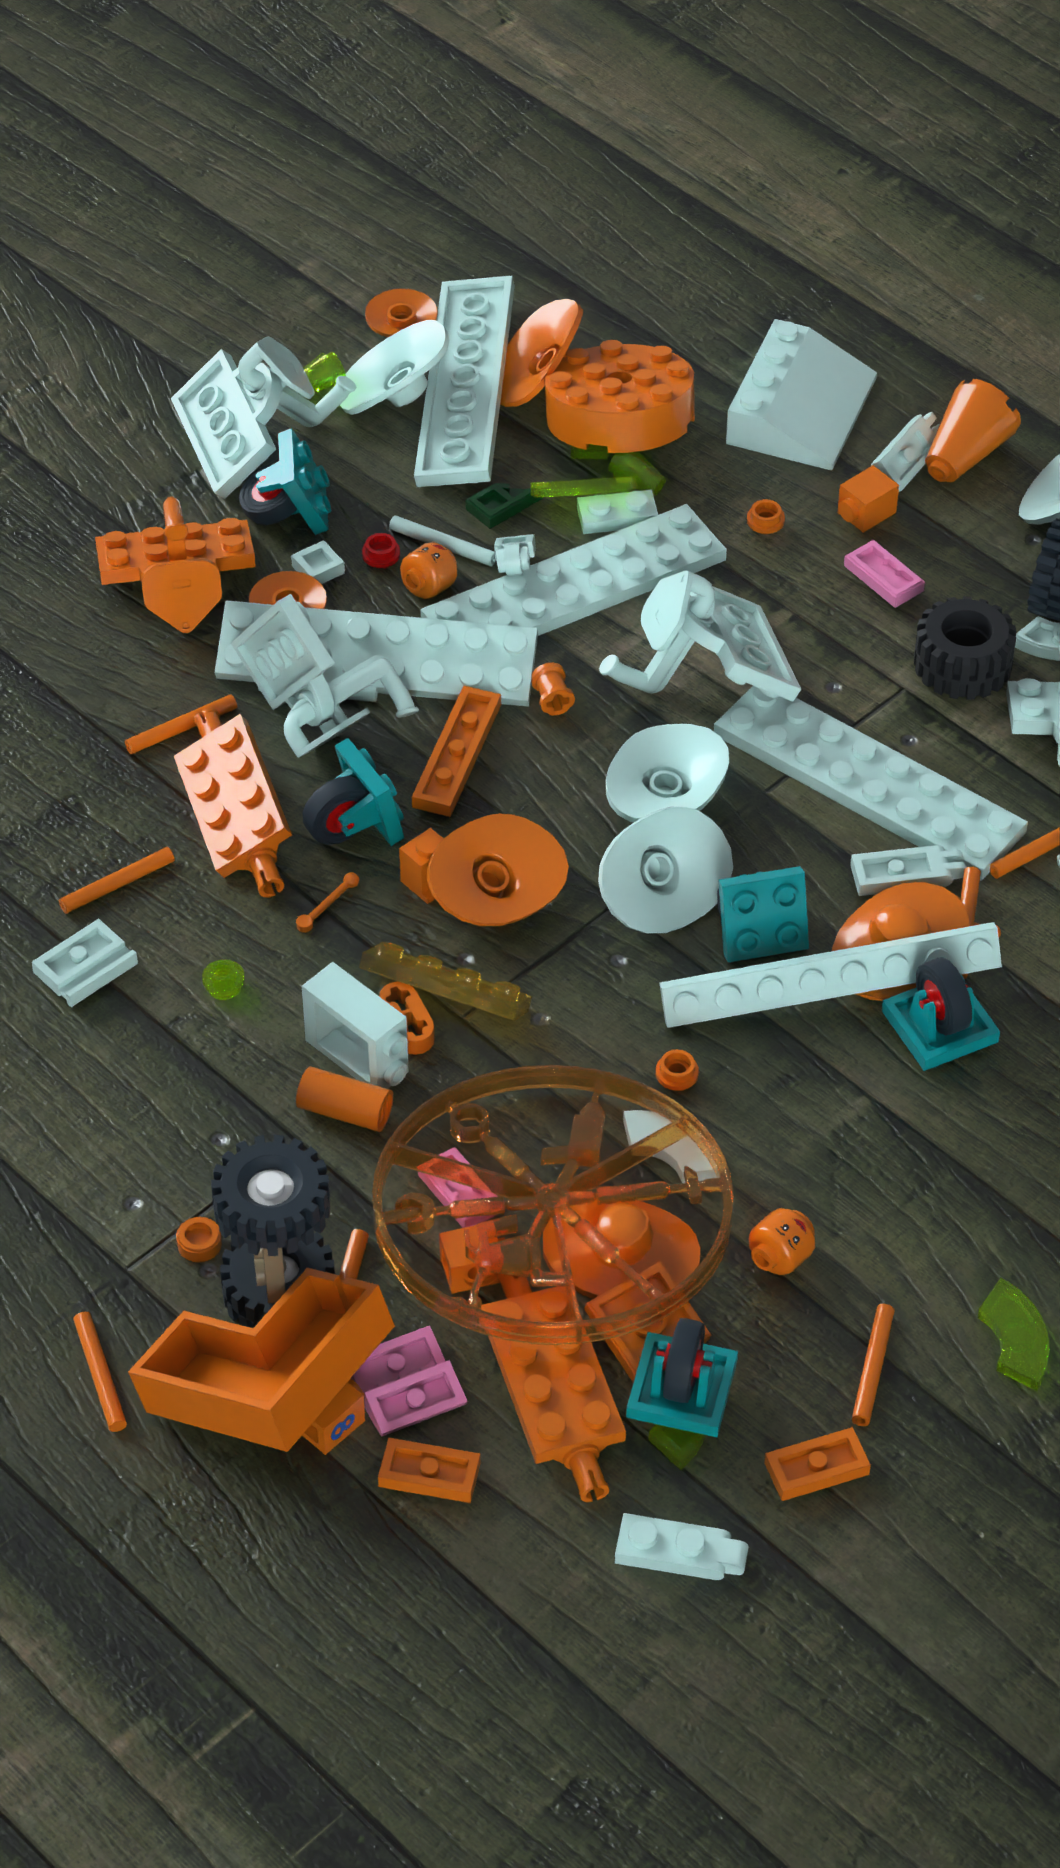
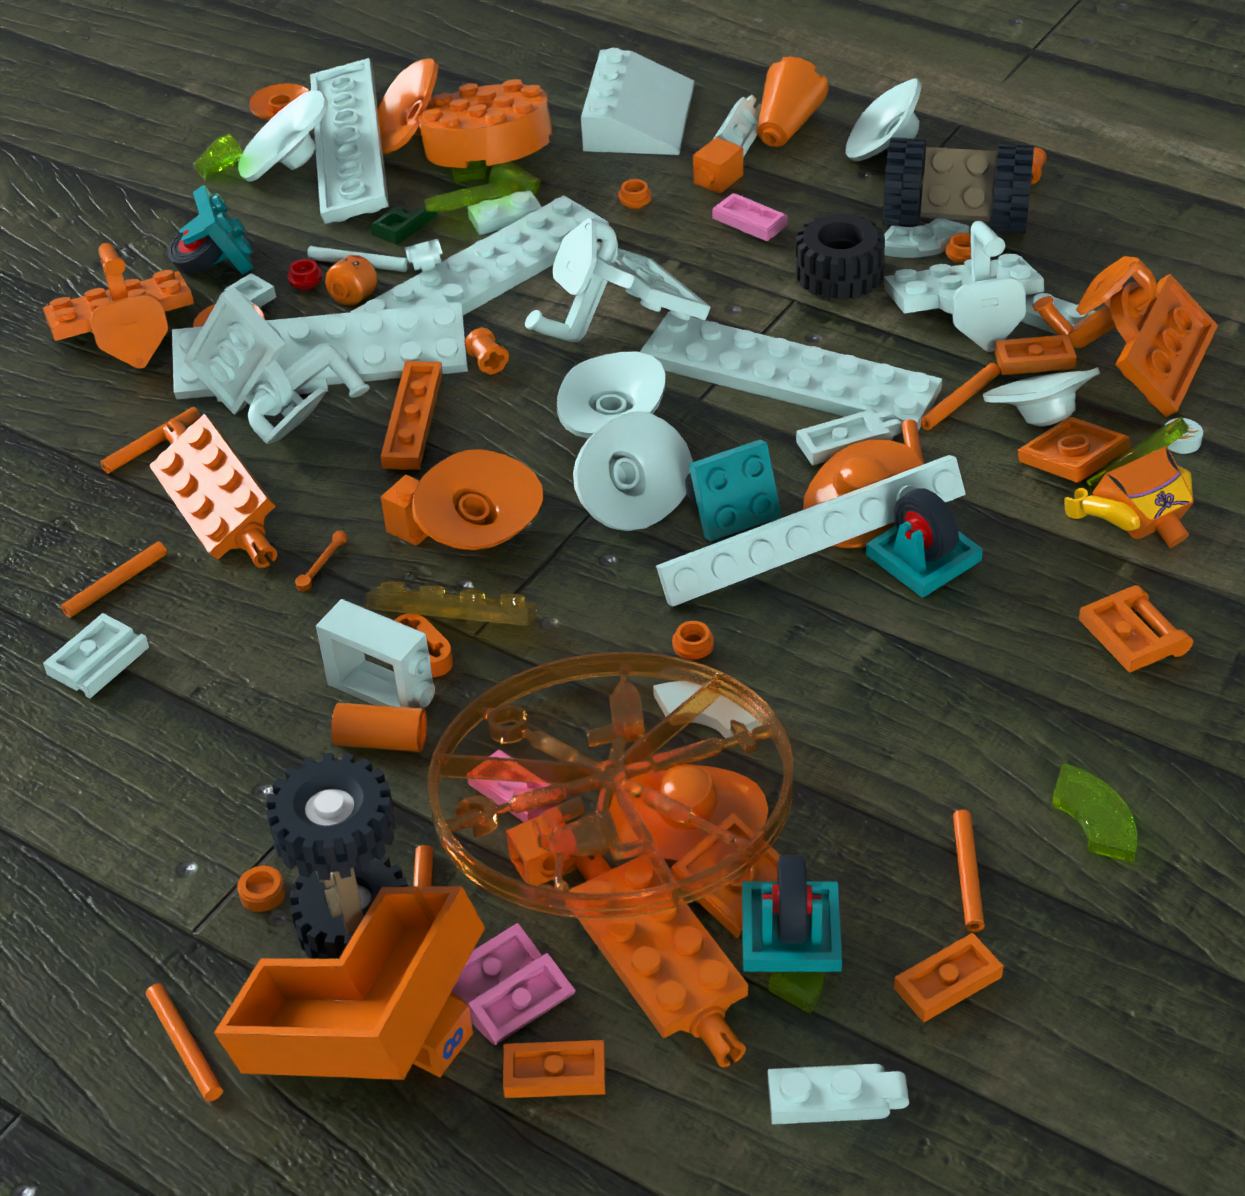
camera: 10 degrees left, 5 degrees down
(223, 979) = (235, 645): clear neon green plate -> none
(230, 405) = (145, 188): light aqua plate -> none
(353, 801) = (328, 467): plate -> none
(782, 1241) = (845, 769): orange head -> none

